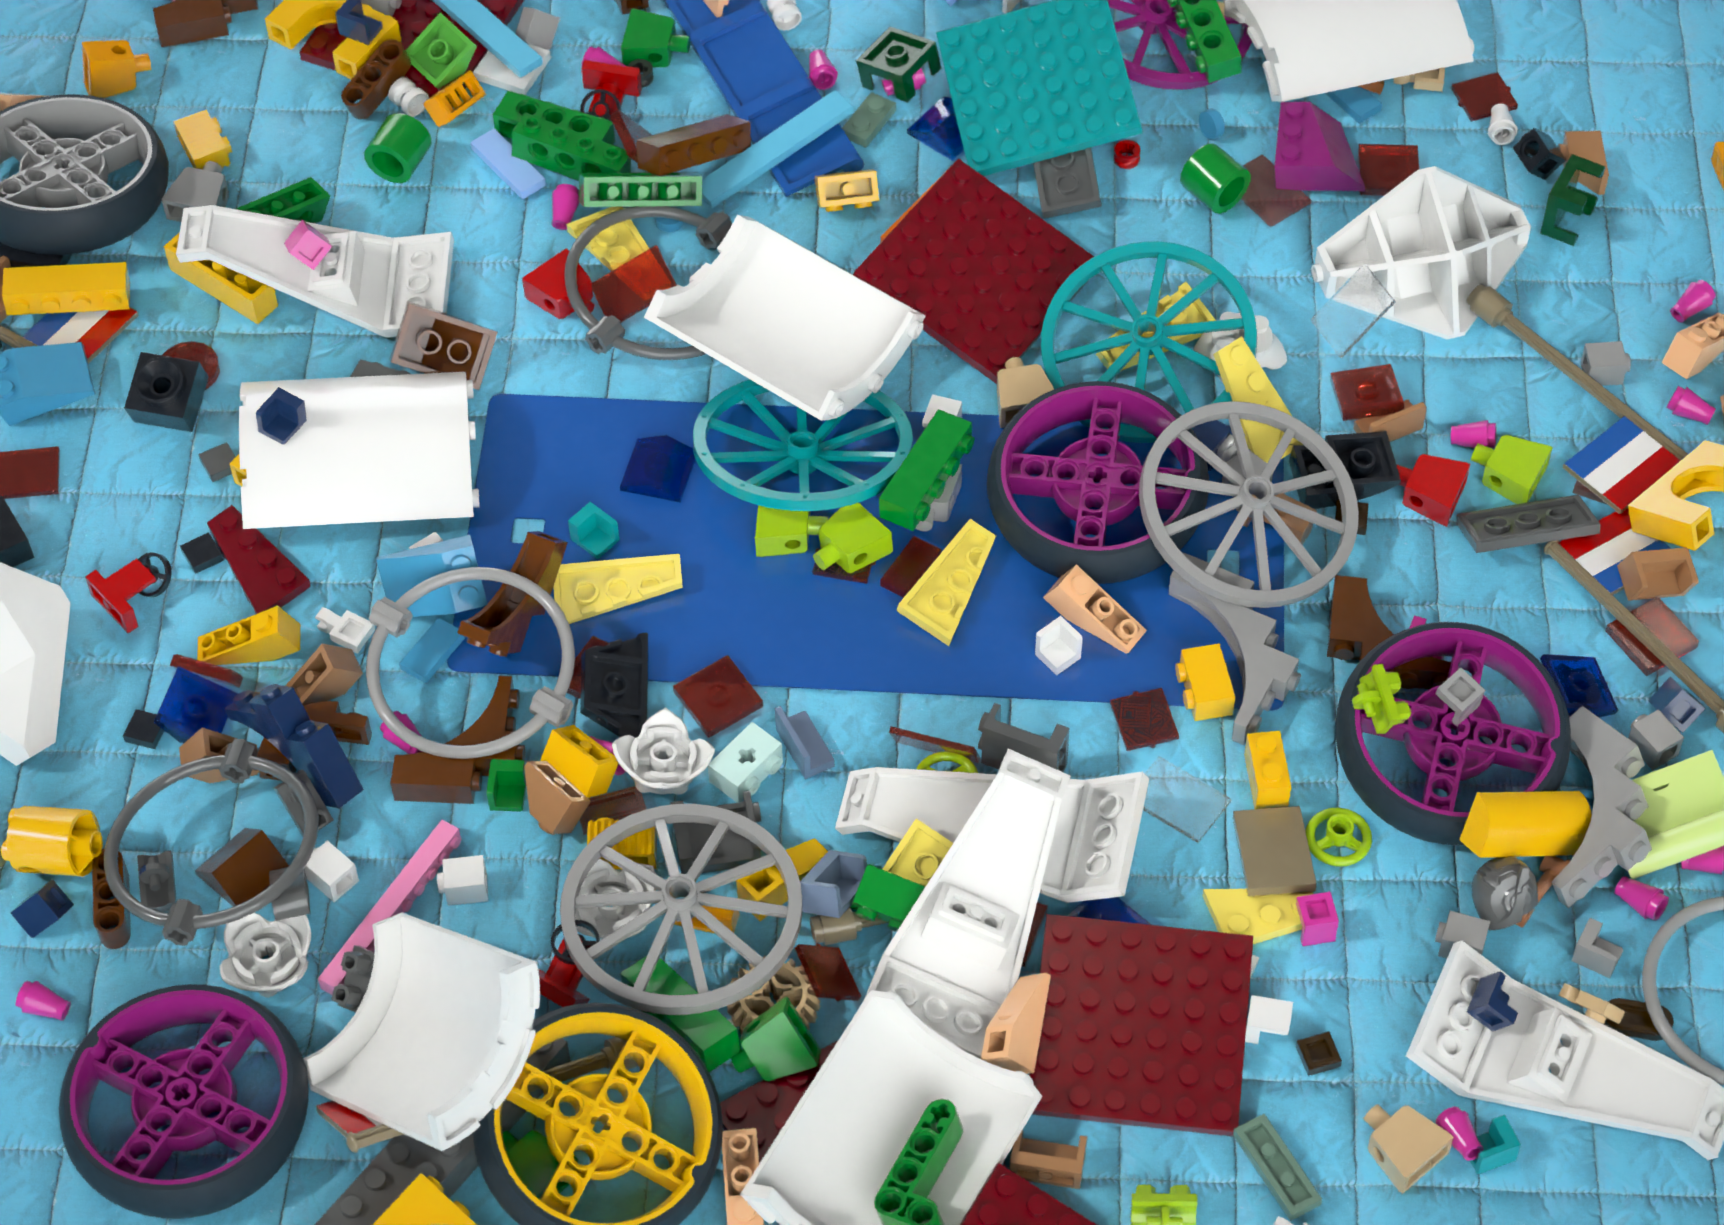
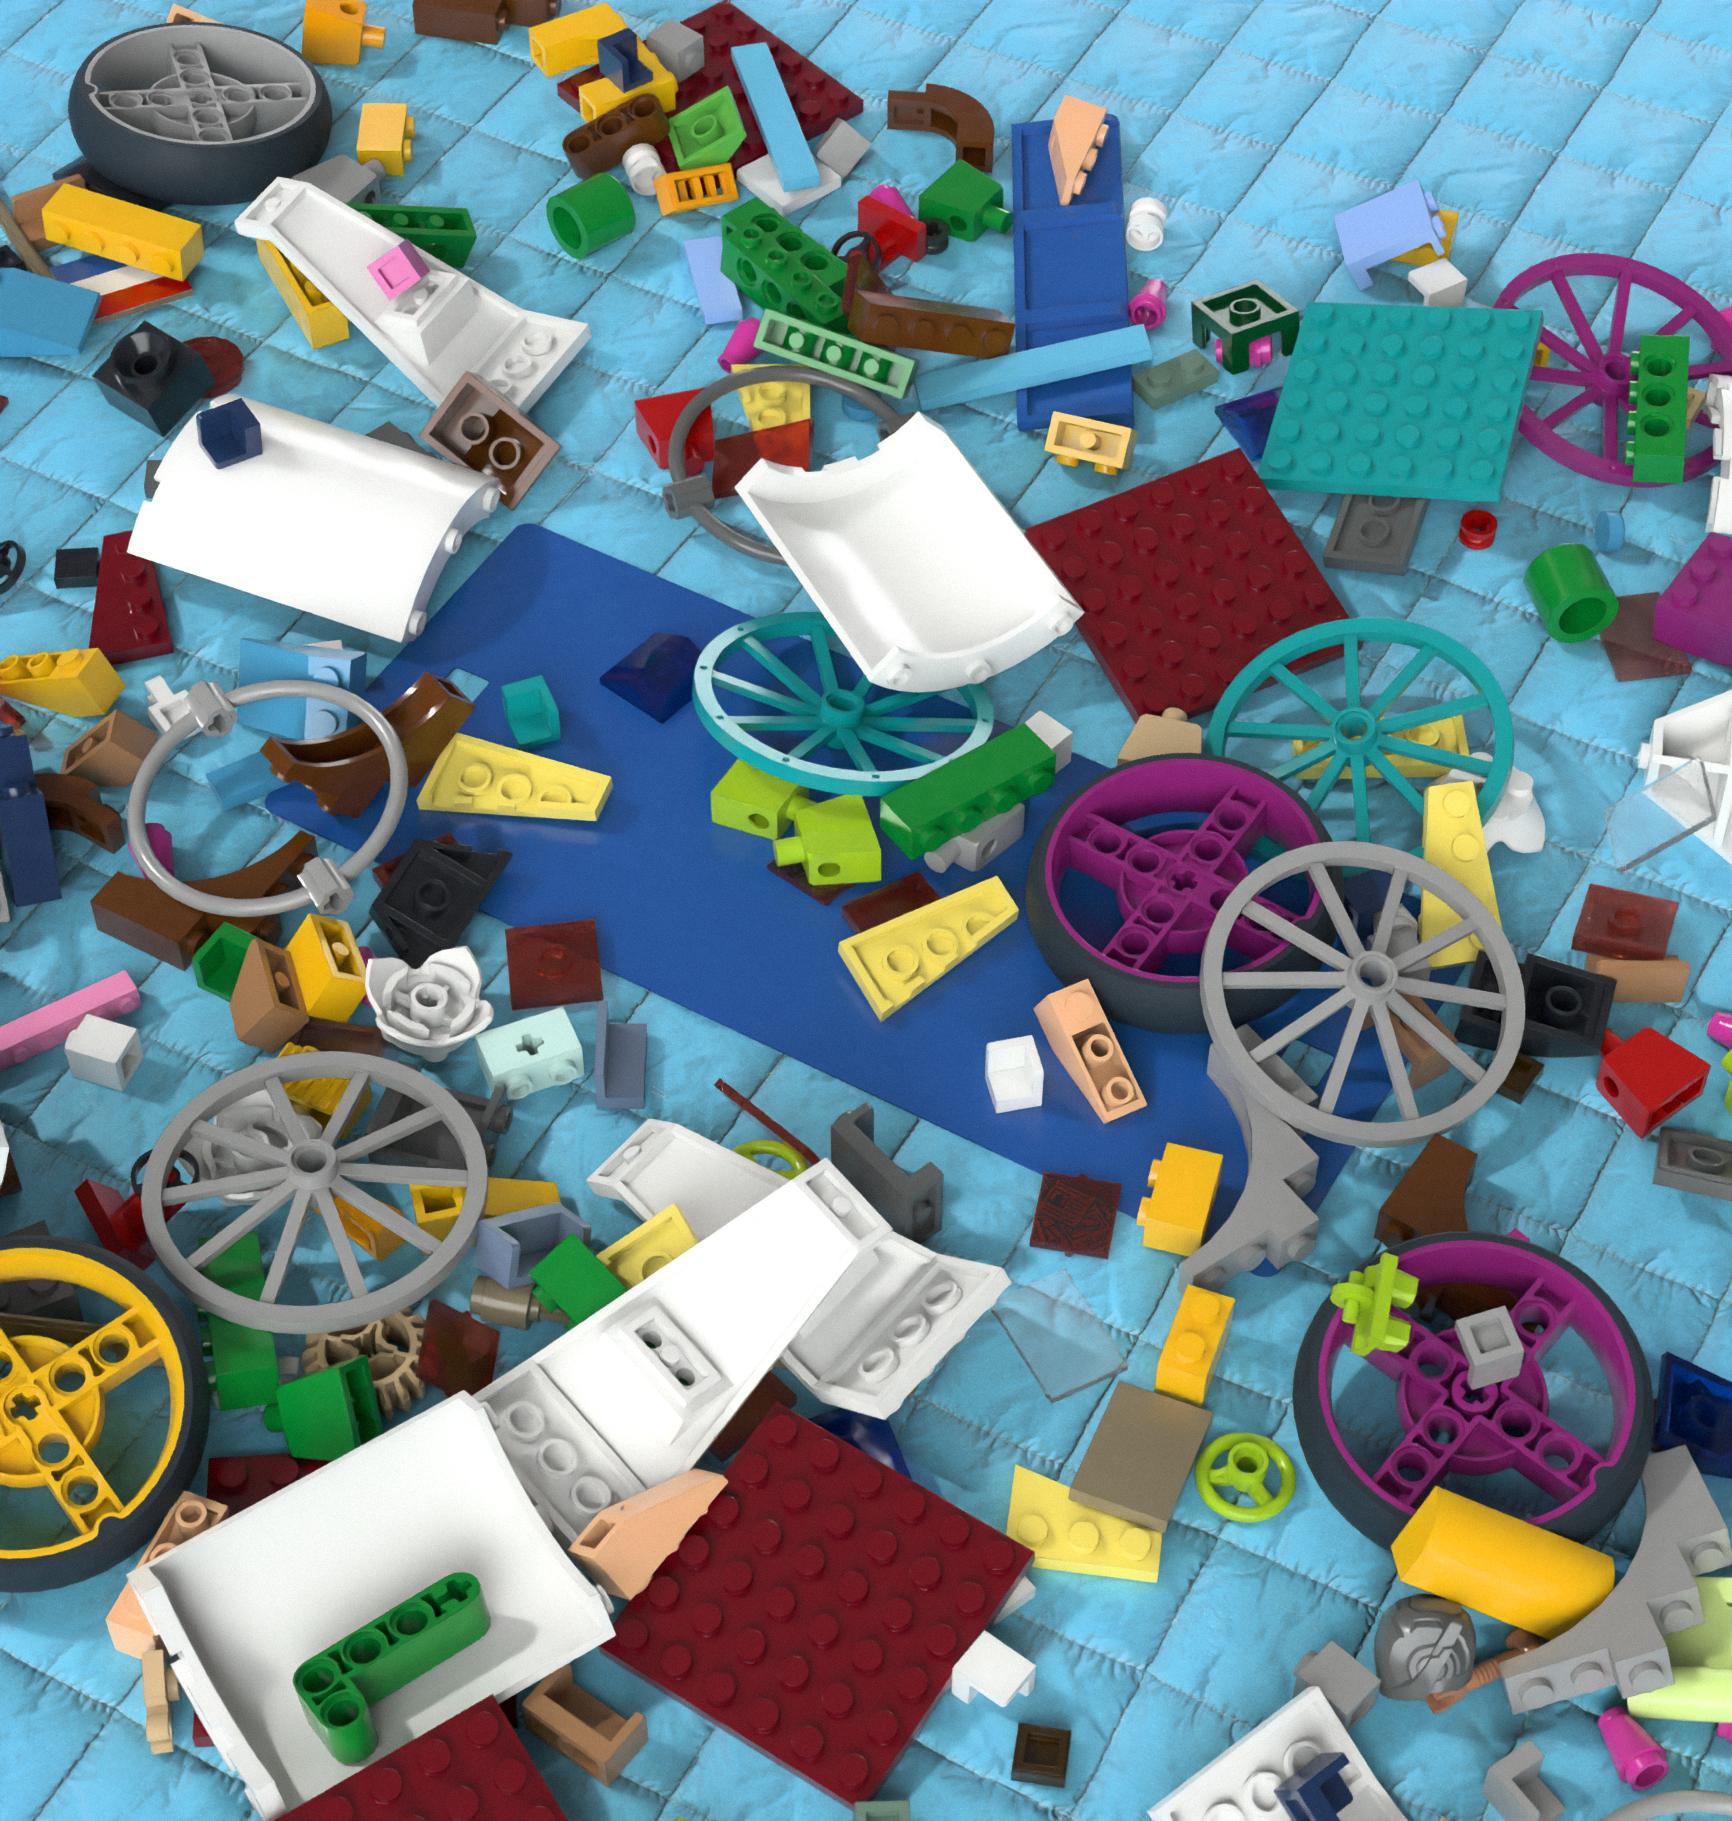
camera: 25 degrees right, 5 degrees down
(1317, 918) = (1141, 1570): dark pink panel -> none

